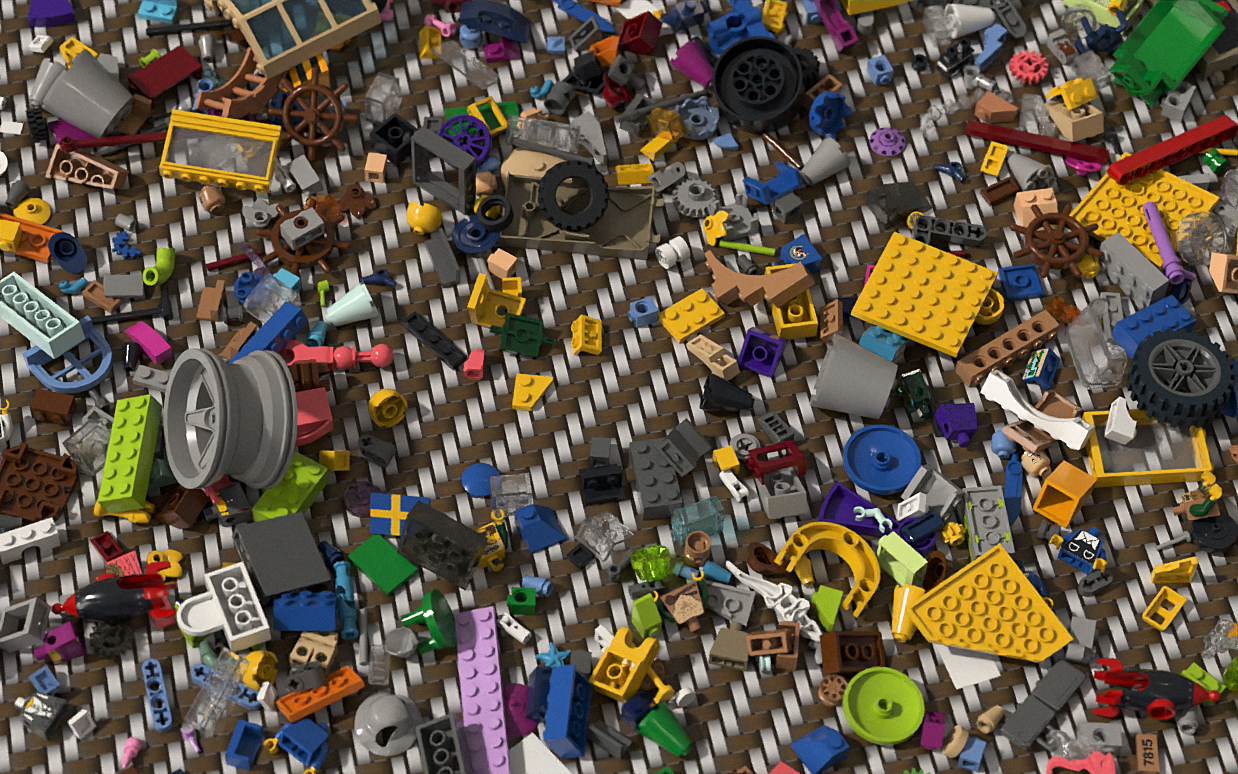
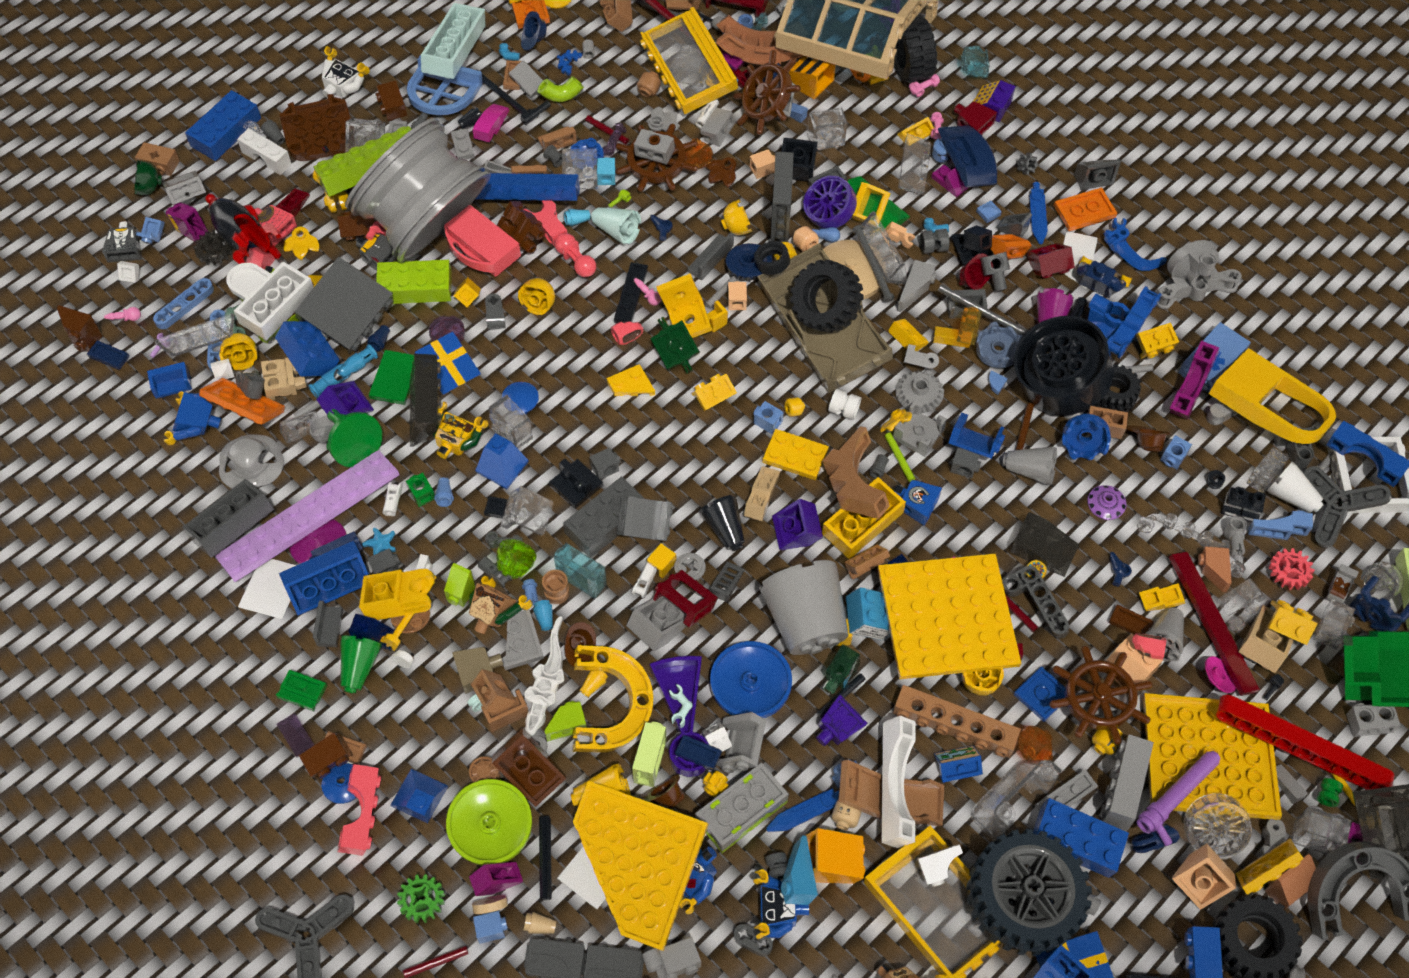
camera: 60 degrees right, 5 degrees up
(384, 613) = (344, 398): none -> dark purple slope
(451, 326) = (652, 296): none -> bright pink bar
(644, 289) = (794, 407): none -> yellow piece
(856, 77) = (1149, 438): none -> reddish brown piece
(937, 687) = (545, 858): none -> black axle
(1040, 184) = (1150, 645): none -> coral rock
(1069, 516) = (799, 880): none -> dark azure slope

